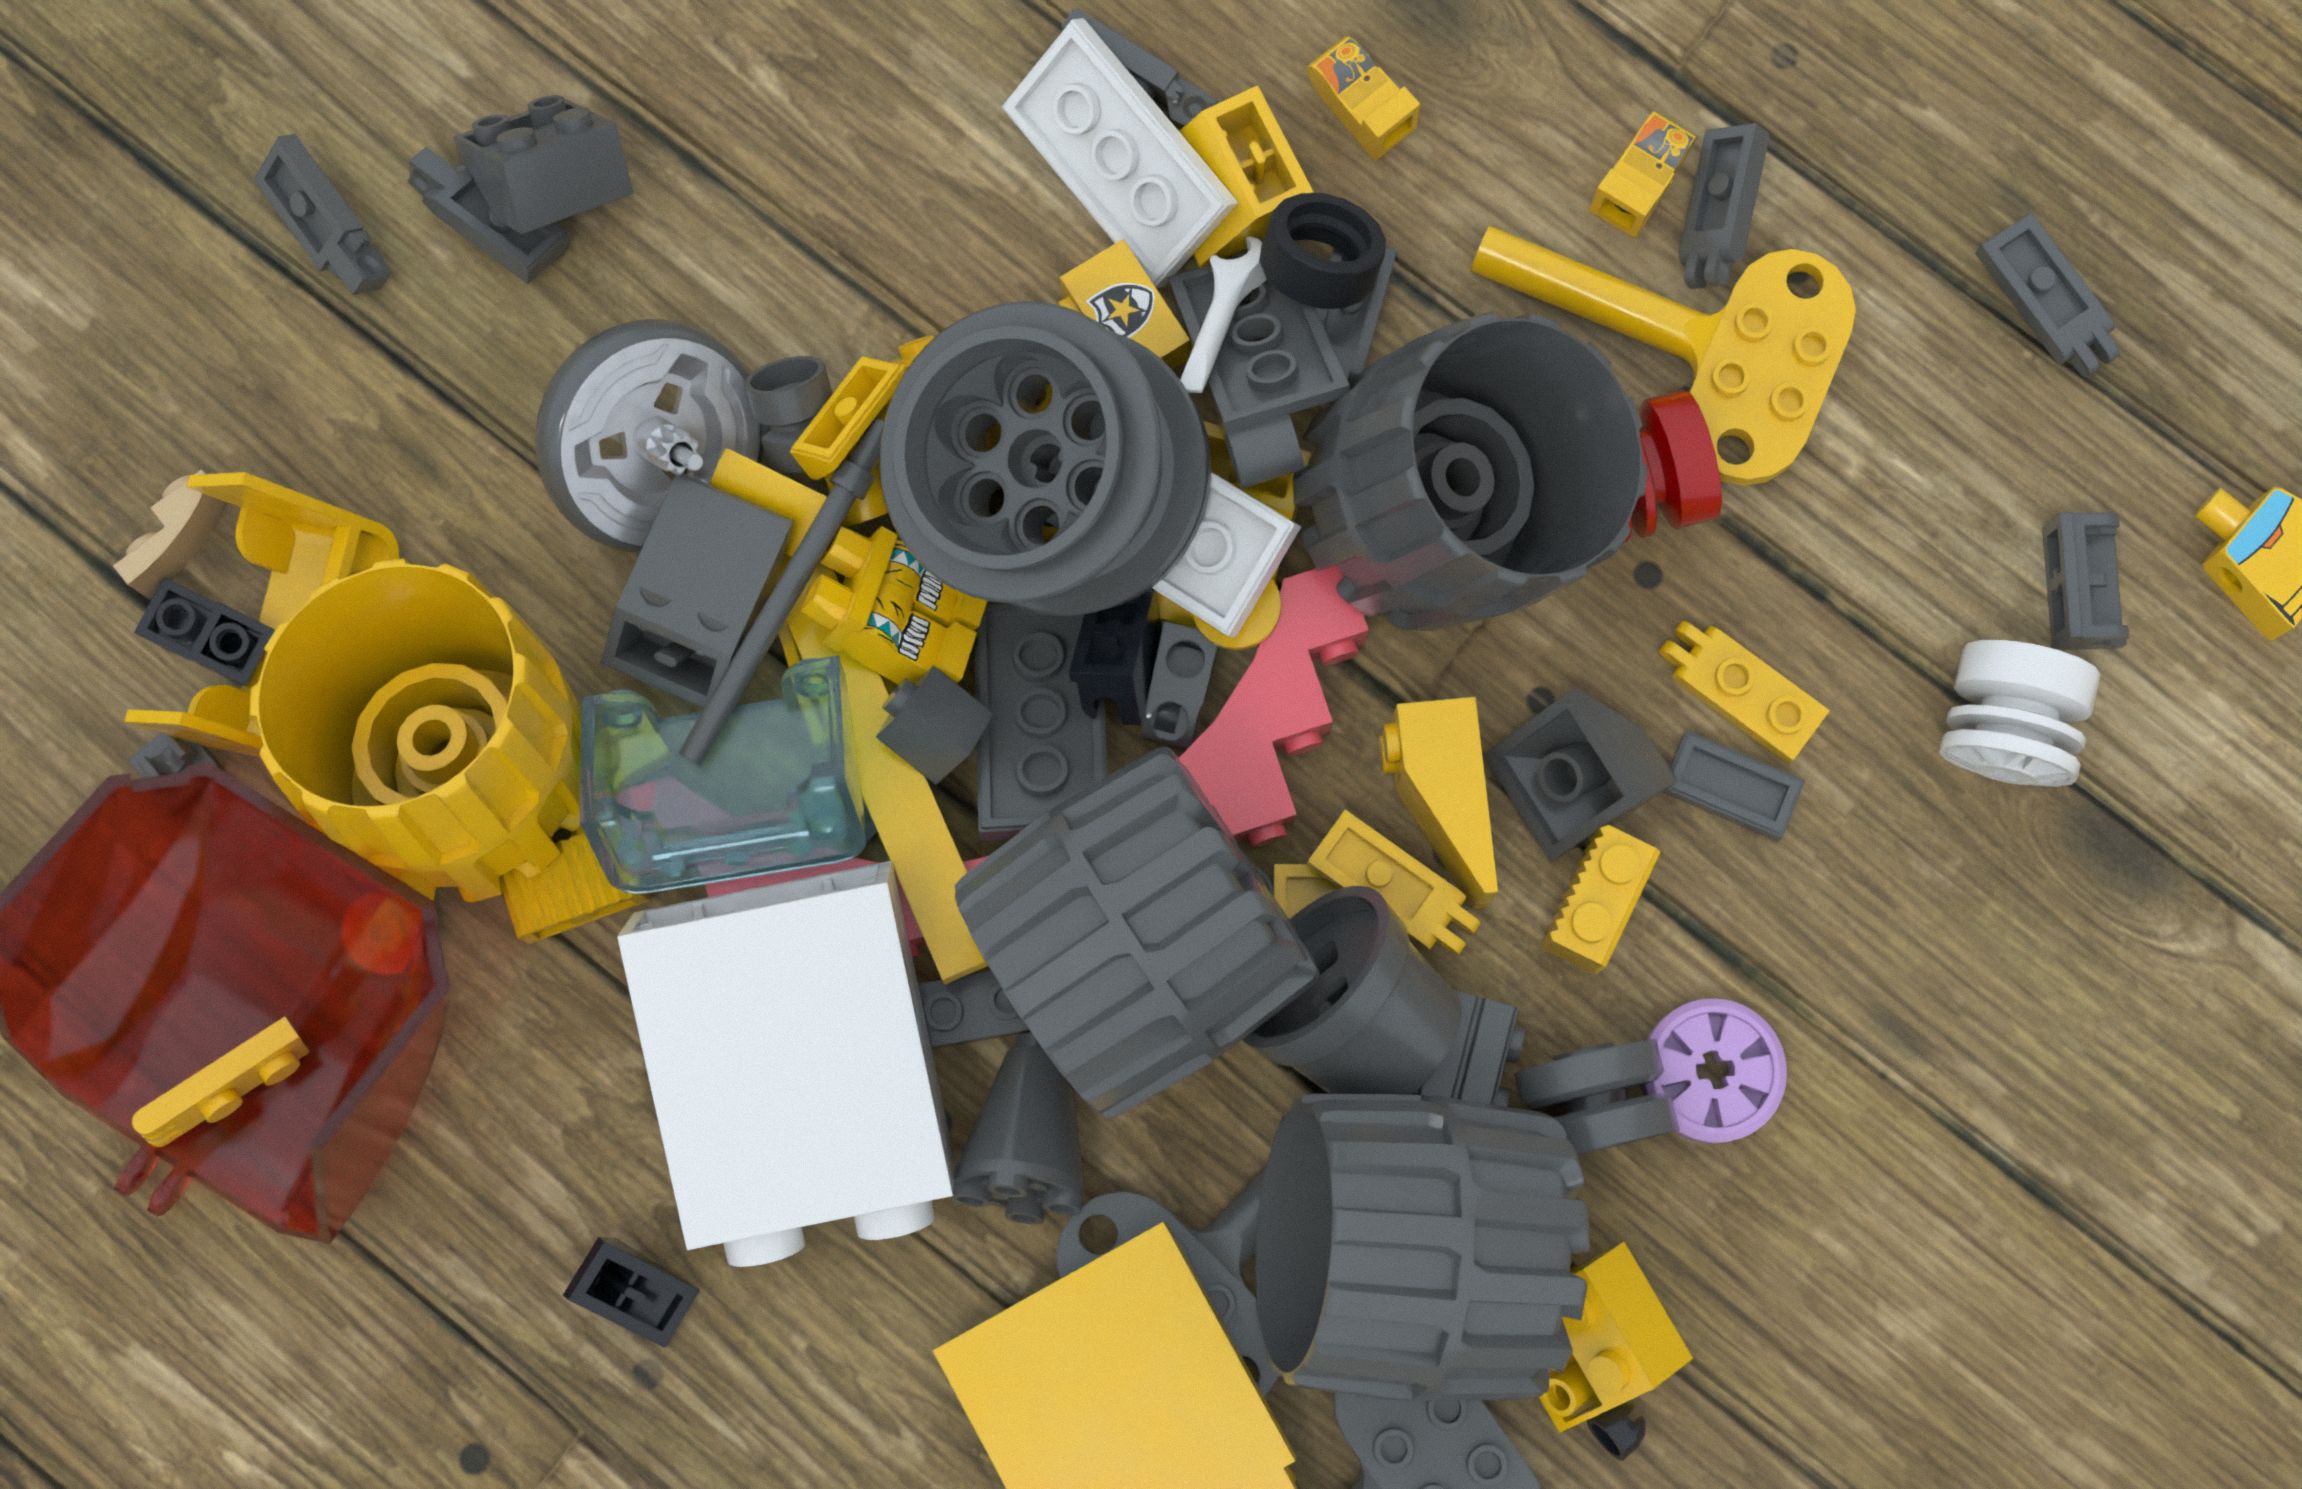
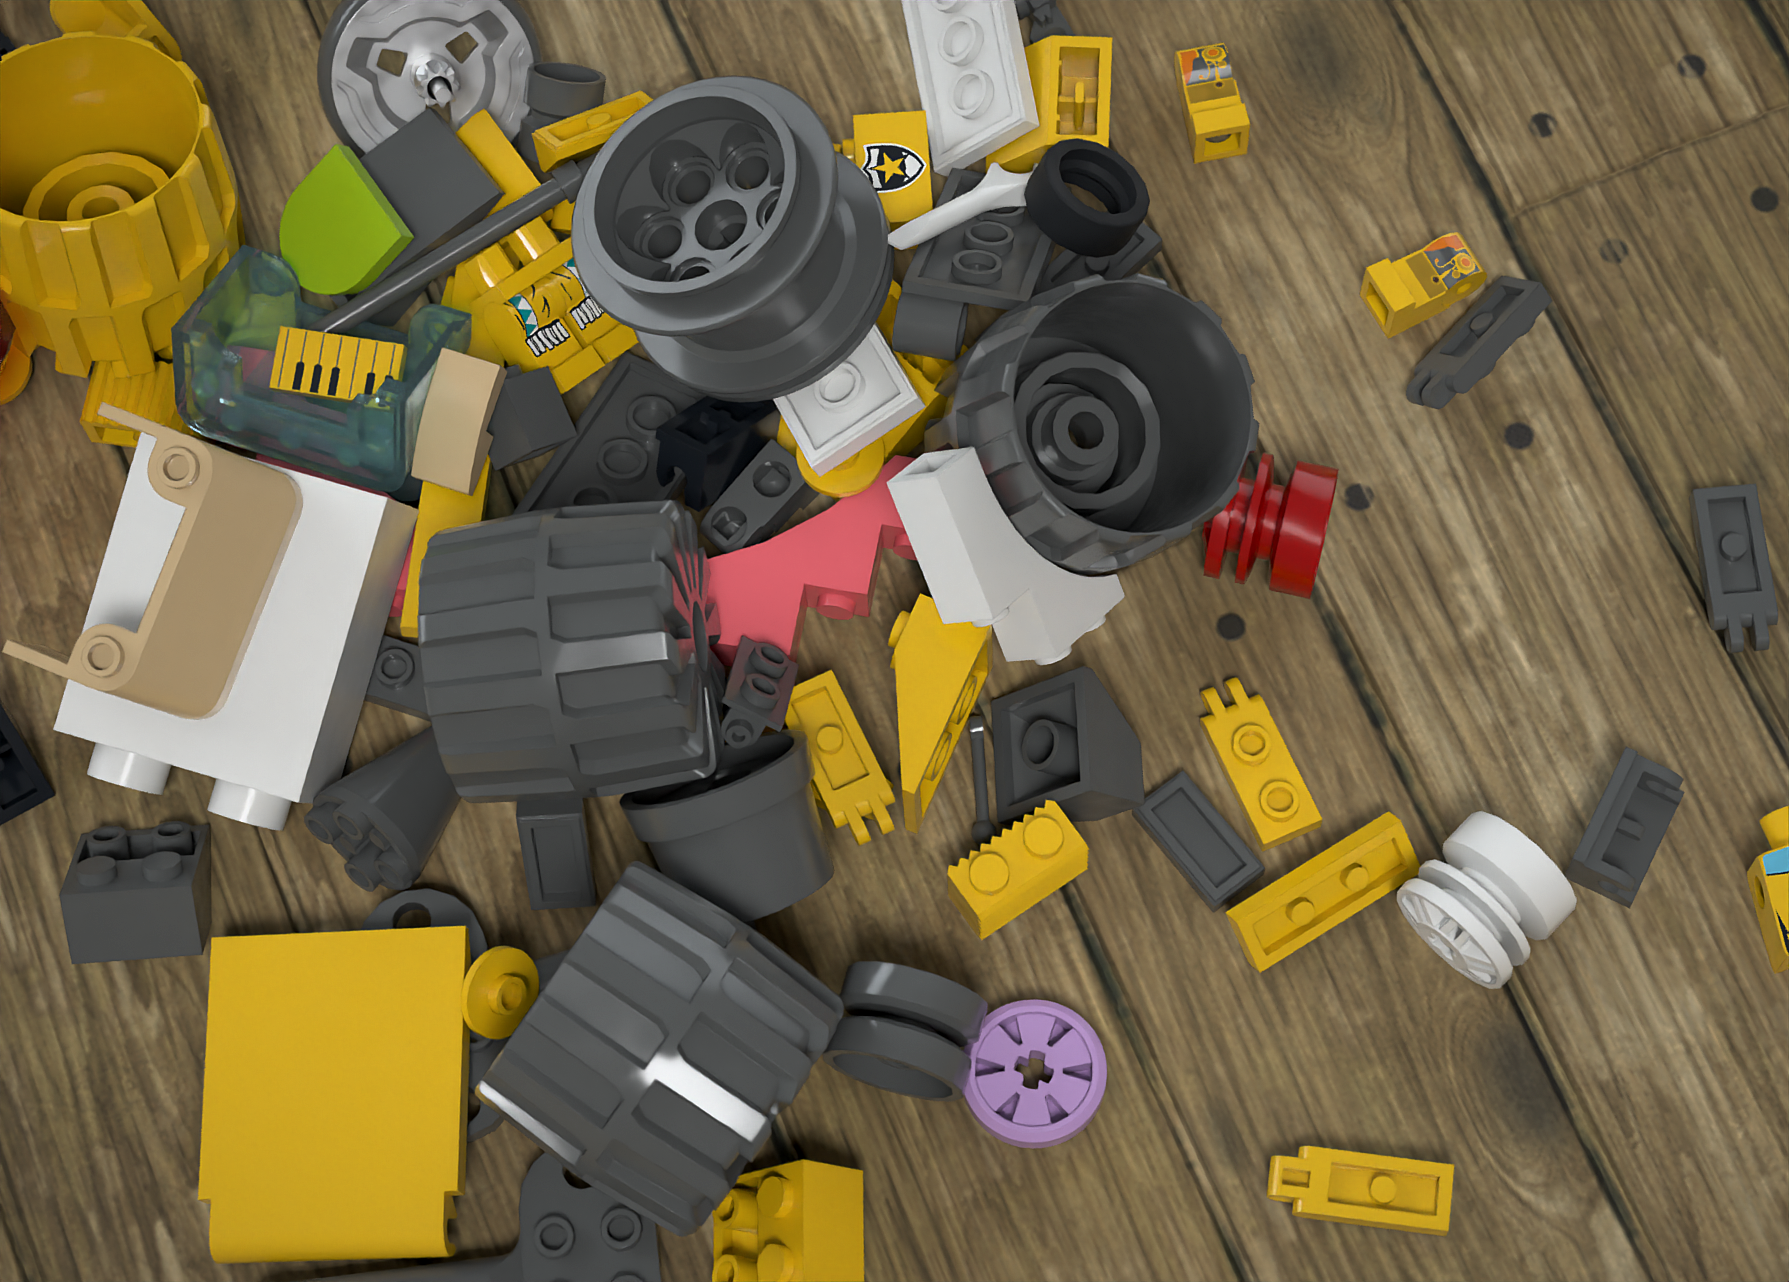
camera: 30 degrees right, 10 degrees down
(662, 633) = (340, 227): none -> lime tile
(740, 768) = (333, 364): none -> yellow tile
(769, 981) = (208, 587): none -> tan windscreen
(836, 1342) = (138, 893): none -> dark grey slope
(887, 764) = (455, 420): none -> tan slope
(1200, 1112) = (556, 853): none -> dark grey tile
(1226, 1263) = (499, 991): none -> yellow piece
(1300, 869) = (756, 692): none -> dark grey hinge
(1448, 653) = (986, 569): none -> white arch
(1479, 1053) = (830, 931): dark grey brick -> none
(1543, 876) = (983, 829): none -> dark grey hinge
(1753, 364) = (1429, 489): yellow piece -> none
(1869, 775) = (1324, 891): none -> yellow plate
(2048, 1019) = (1364, 1189): none -> yellow hinge

